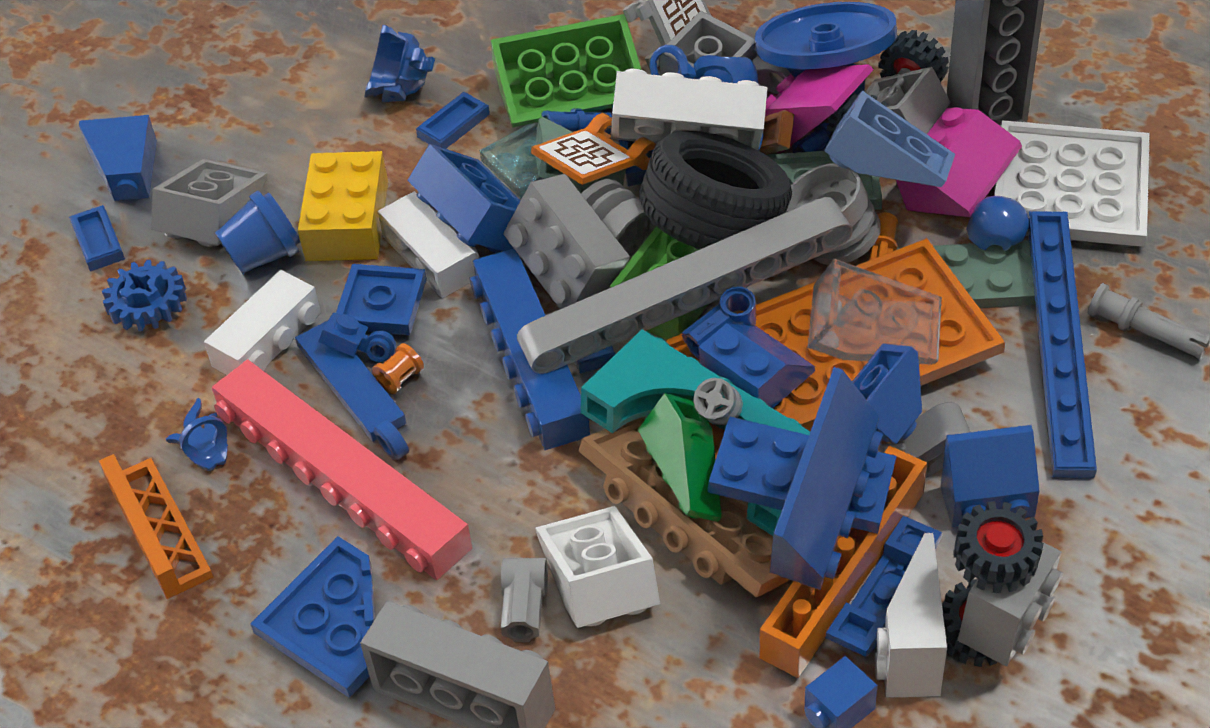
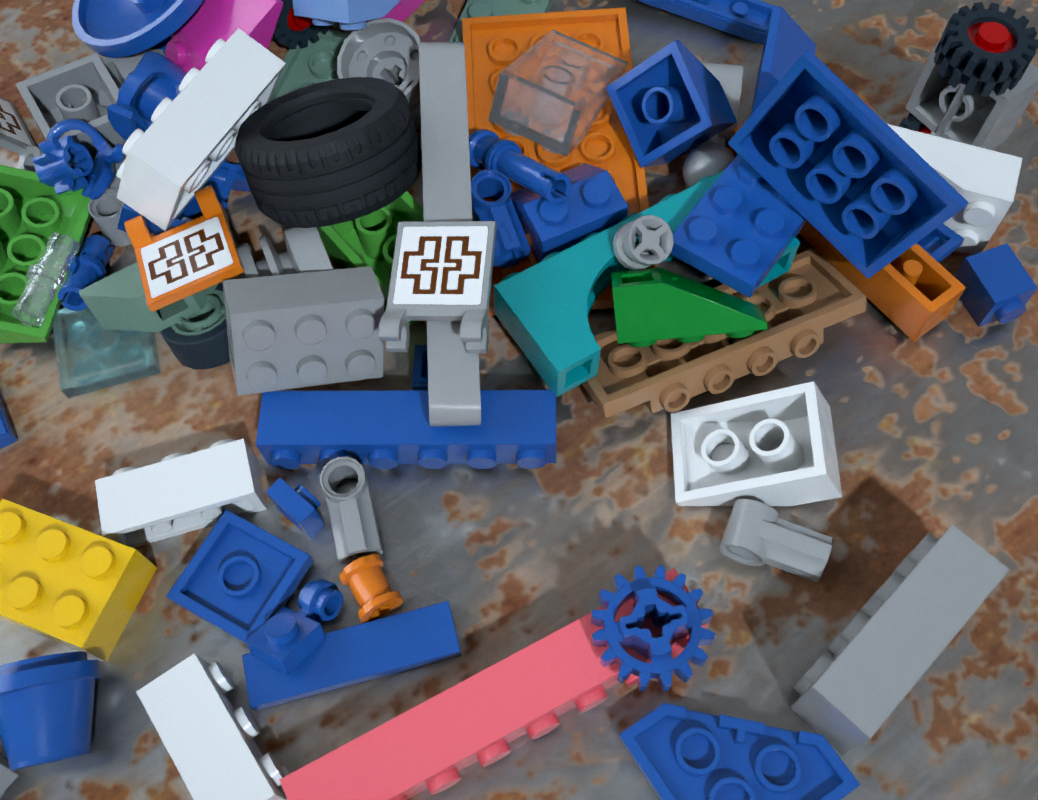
camera: 70 degrees left, 15 degrees up
(391, 440) = (485, 627): blue tile -> none
(407, 510) = (629, 633): none -> blue gear
(441, 306) = (297, 506): none -> blue plate
(462, 331) = (350, 513): none -> light grey piece
(465, 197) = (153, 418): blue brick -> none
(552, 100) = (45, 279): none -> clear pin
(617, 290) = (440, 276): none -> flag
(639, 55) = (63, 164): none -> blue gear
(771, 305) = (506, 156): none -> blue pin

